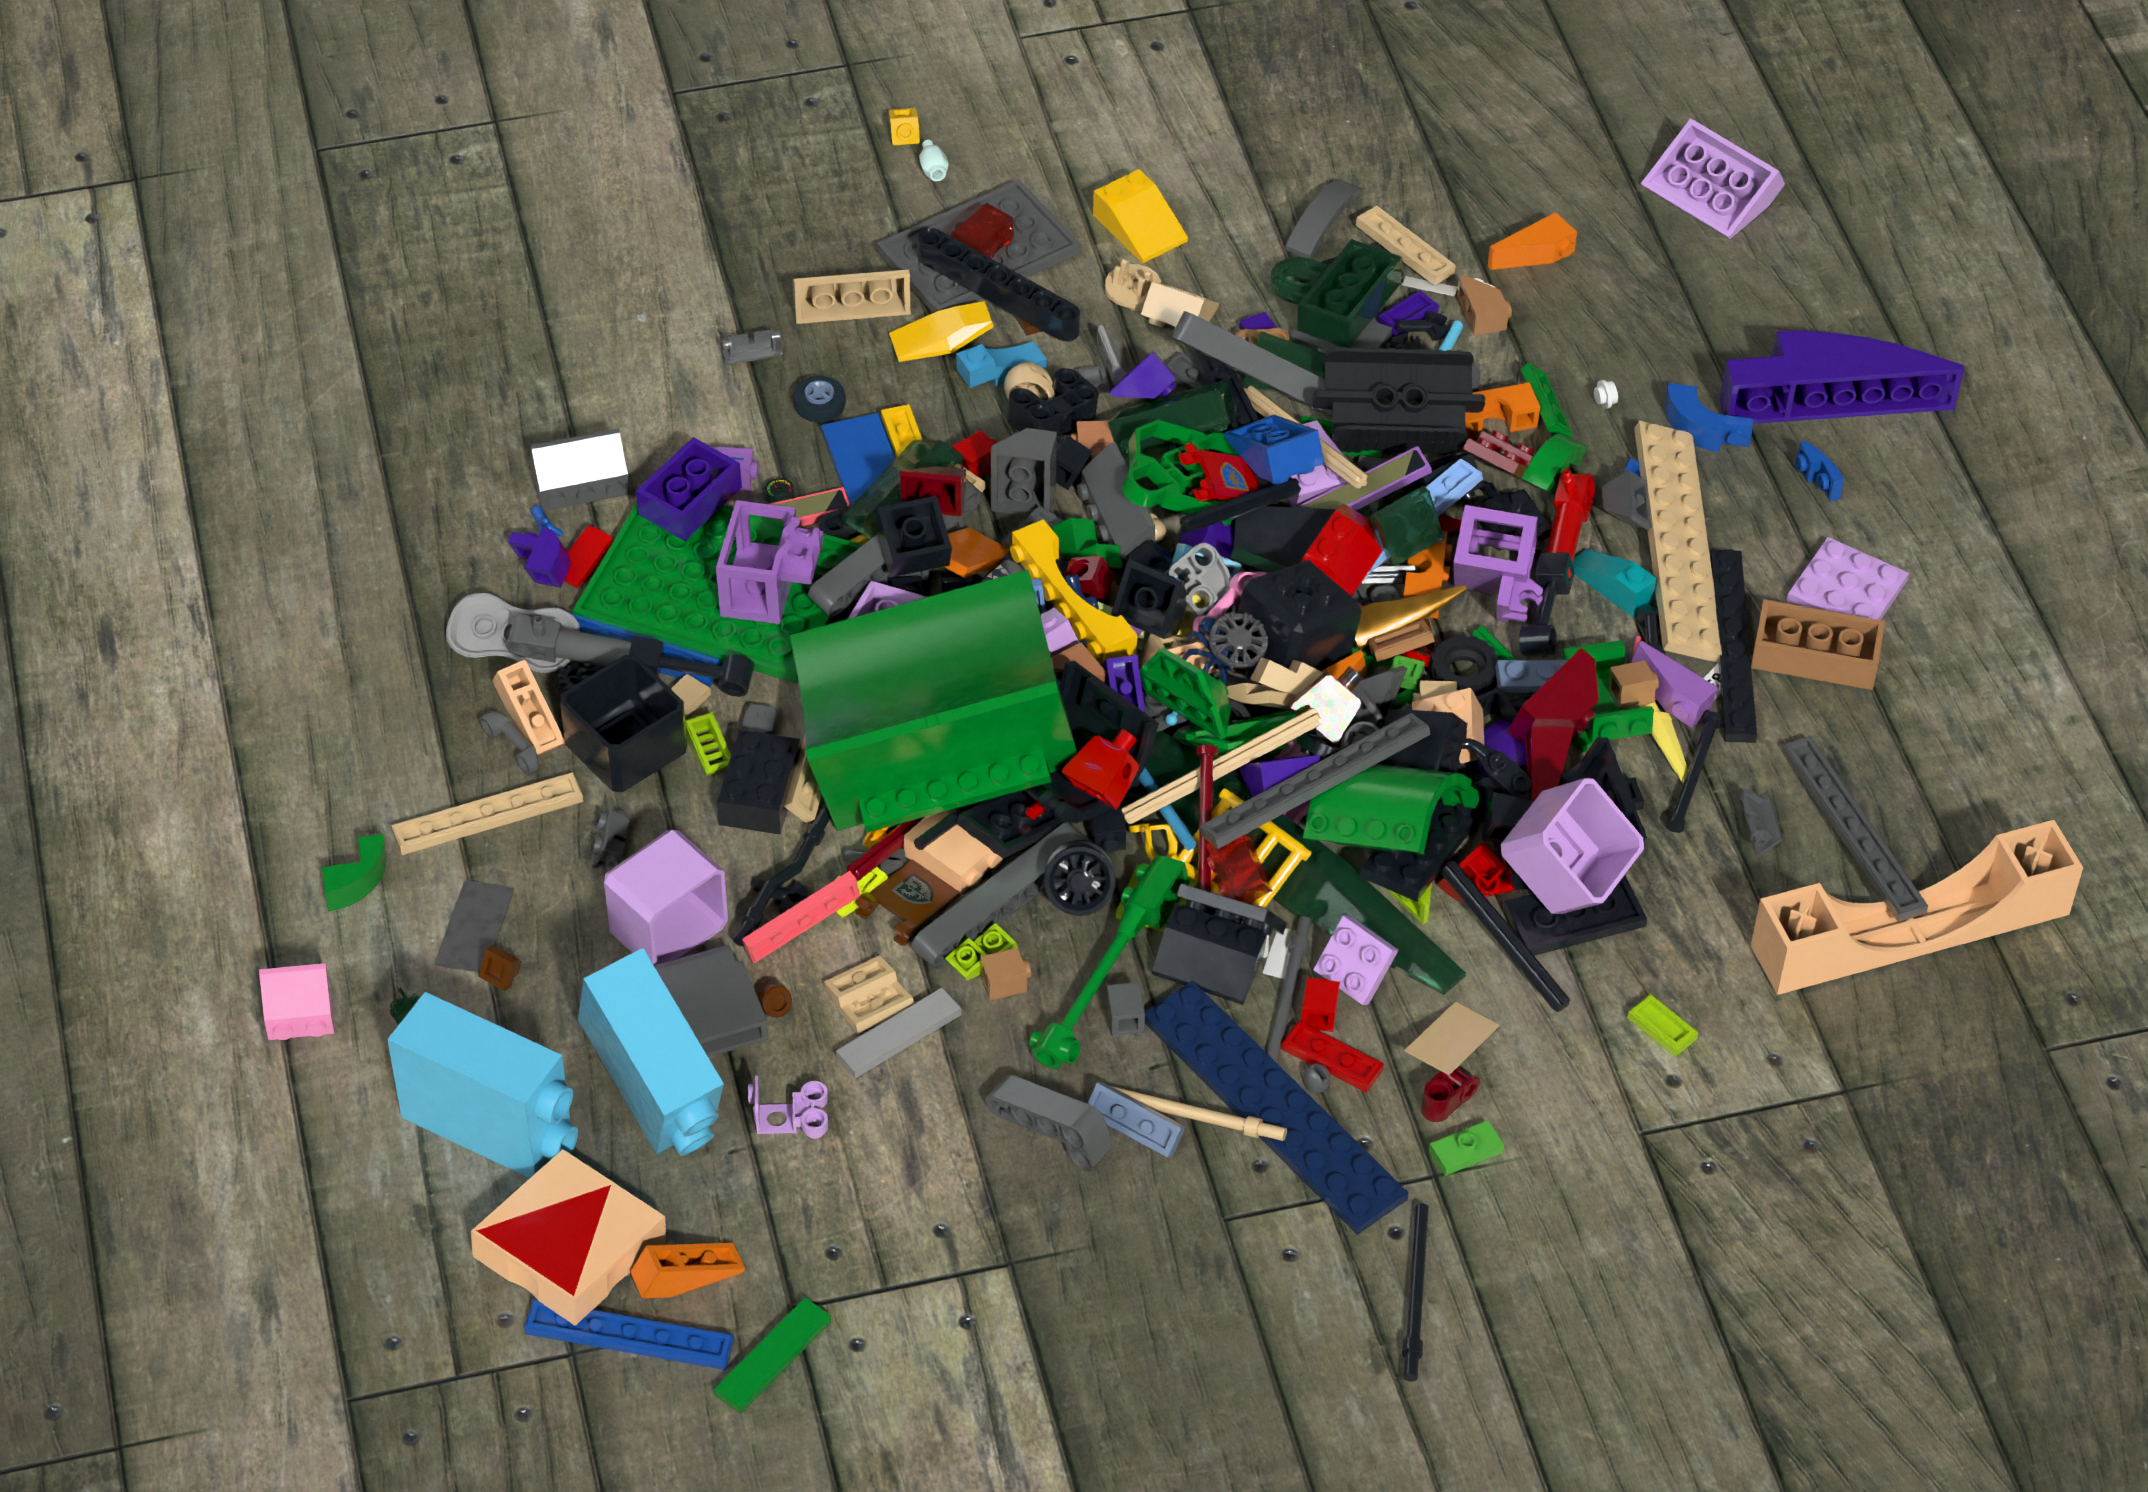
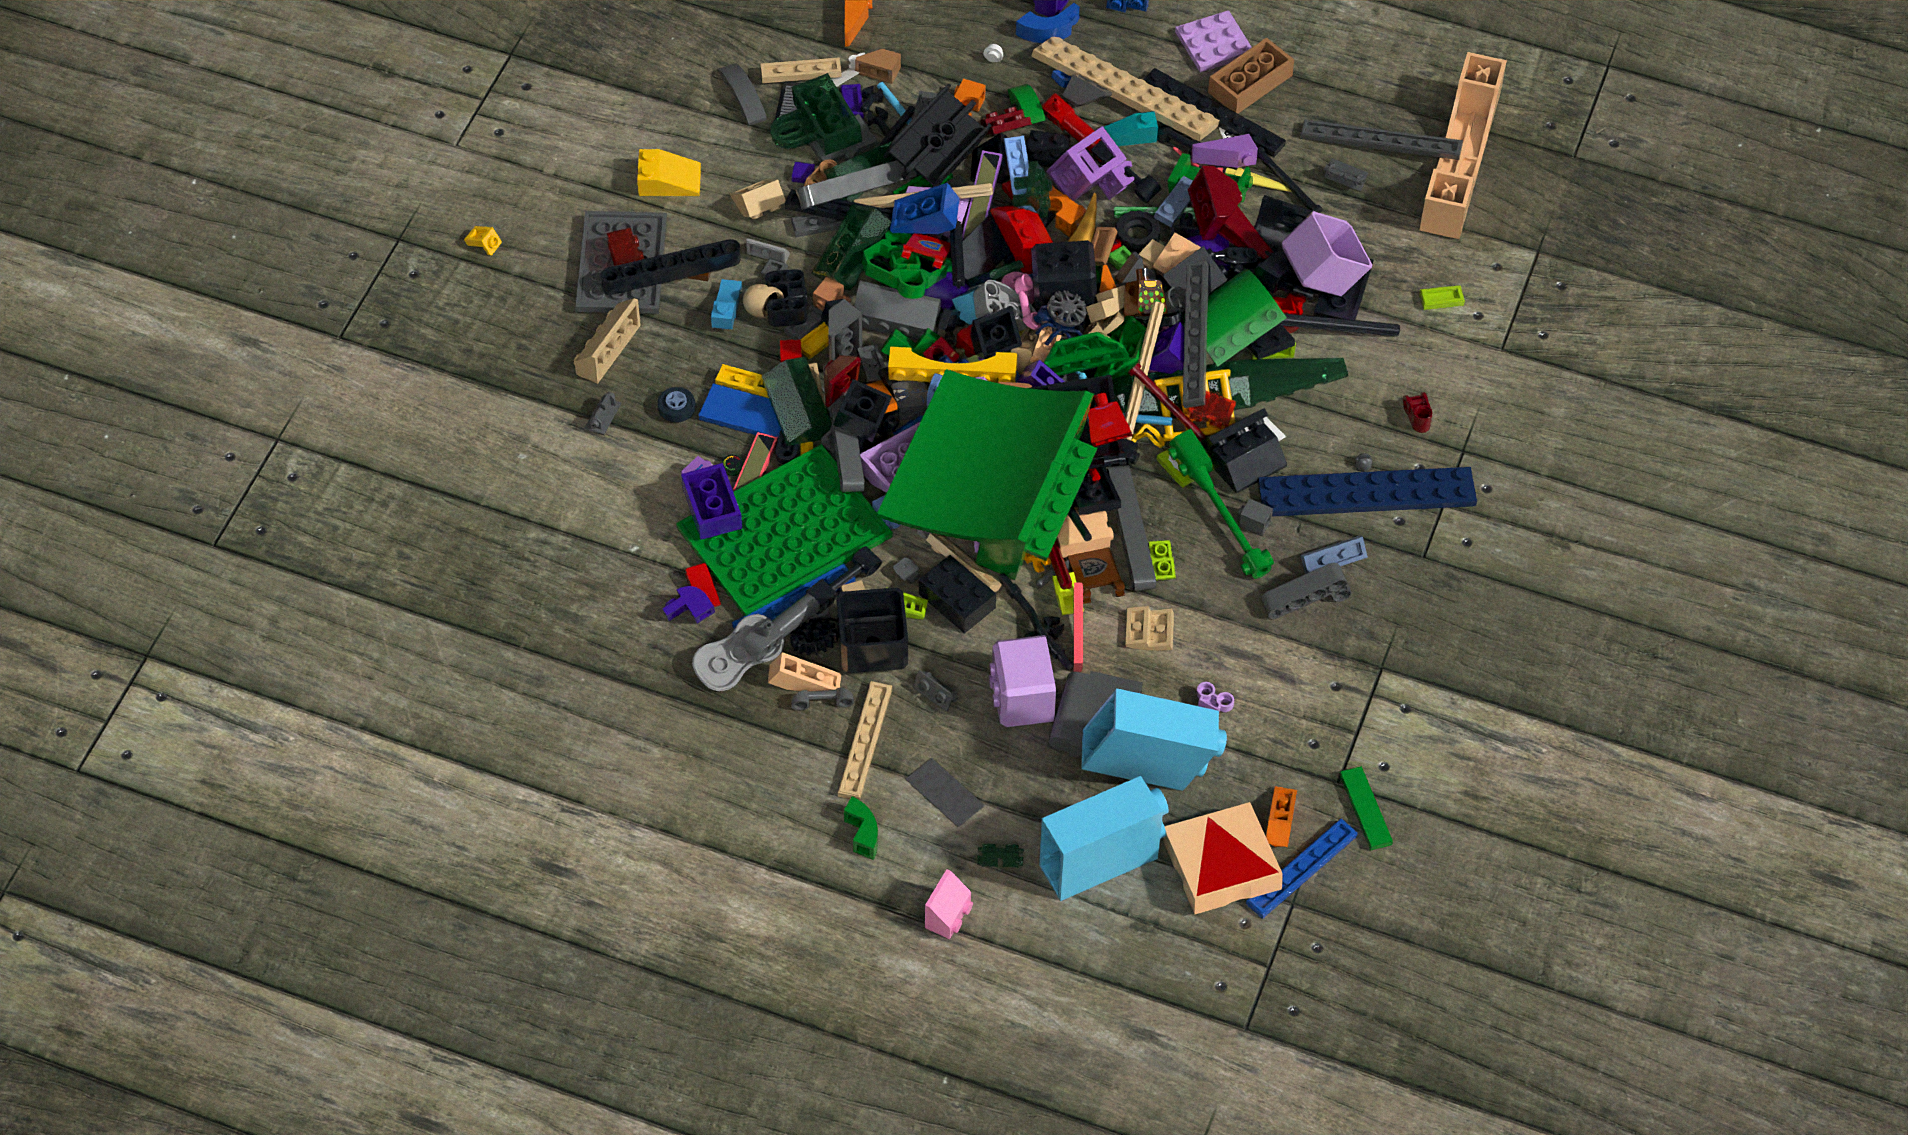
camera: 55 degrees left, 5 degrees up
(499, 967) = (994, 793): reddish brown tile -> none
(542, 520) = (656, 593): blue bar -> none
(580, 469) = (639, 550): slope -> none
(763, 573) = (815, 497): medium lavender piece -> none
(775, 1000) = (1123, 670): reddish brown tile -> none
(898, 1033) = (1187, 630): light grey tile -> none
(933, 161) = (528, 242): light aqua plant -> none
(941, 332) = (676, 317): yellow piece -> none
(1004, 973) = (1188, 557): medium nougat brick -> none
(1079, 877) = (1157, 482): black wheel -> none
(1129, 285) = (724, 213): tan plate -> none
(1146, 379) = (809, 243): dark purple slope -> none
(1251, 1126) = (1380, 507): tan bar -> none
(1298, 948) = (1271, 419): dark grey bar -> none
(1320, 1004) = (1319, 430): red brick -> none
(1338, 1057) = (1351, 447): red tile -> none
(1356, 959) = (1307, 396): lavender plate -> none
(1384, 593) = (1057, 235): dark grey tile -> none
(1412, 1345) = (1567, 522): black bar -> none
(1452, 1038) = (1387, 387): tan sticker -> none
(1466, 1148) = (1458, 426): bright green plate -> none
(1549, 405) = (991, 85): green tile -> none
(1632, 684) = (1220, 161): medium nougat brick -> none

